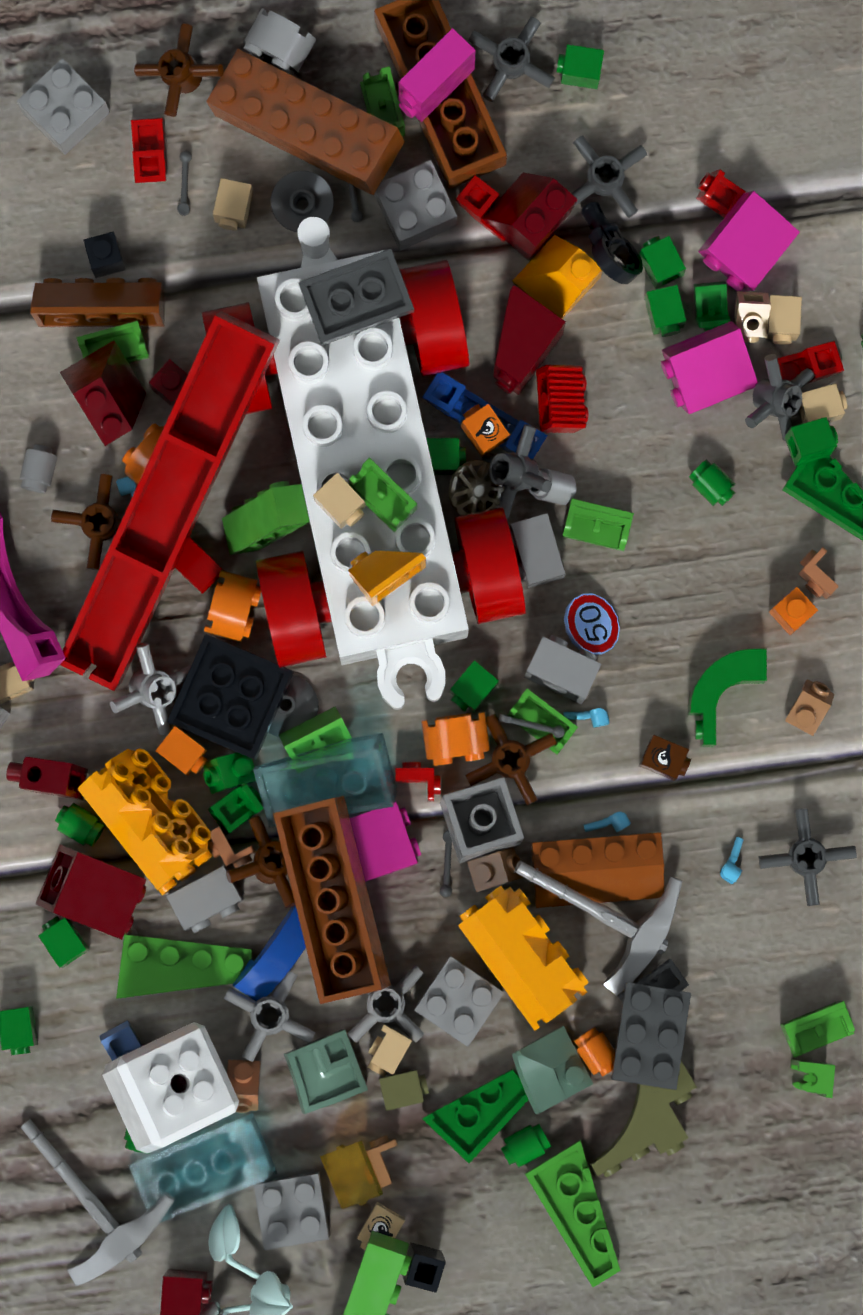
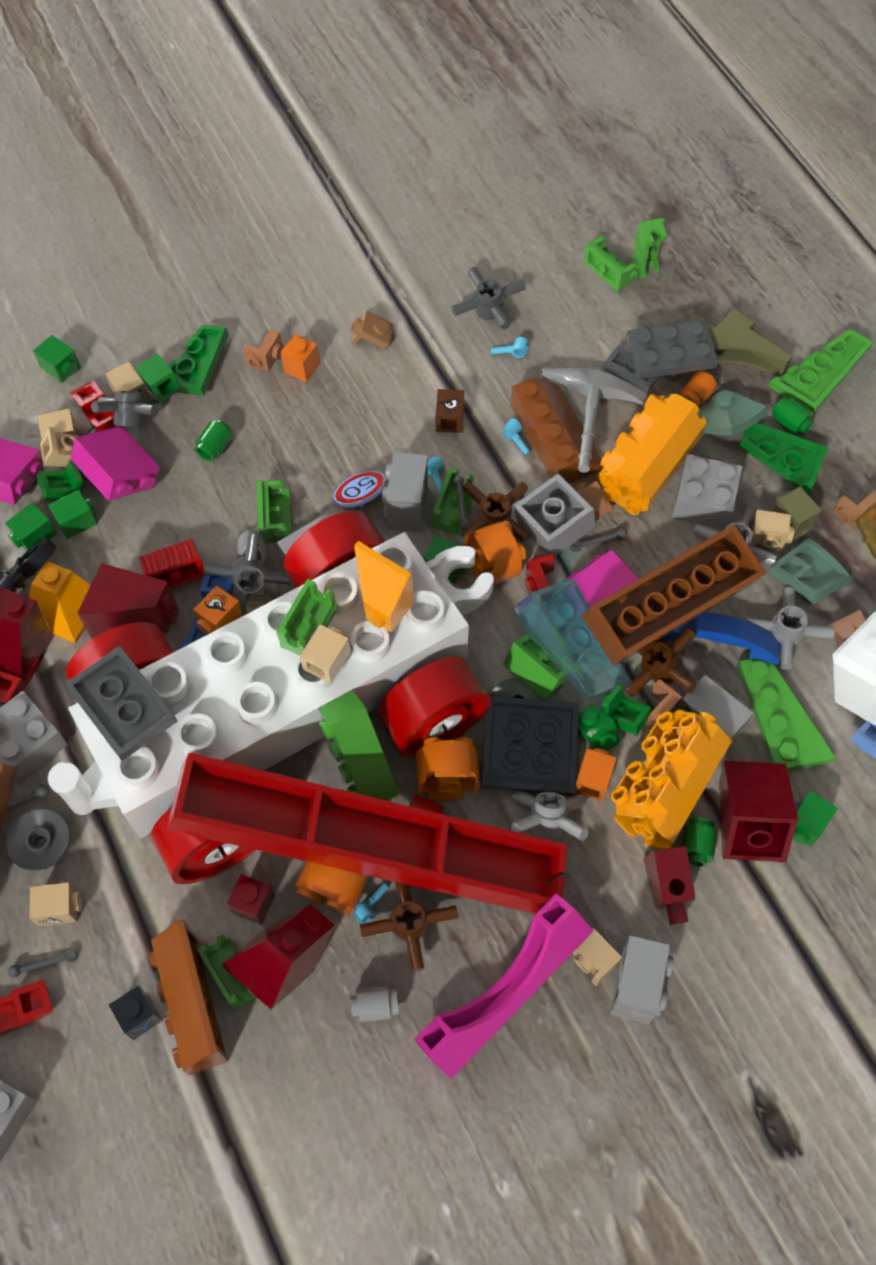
camera: 105 degrees left, 20 degrees down
(736, 668) = (379, 394): green arch -> none

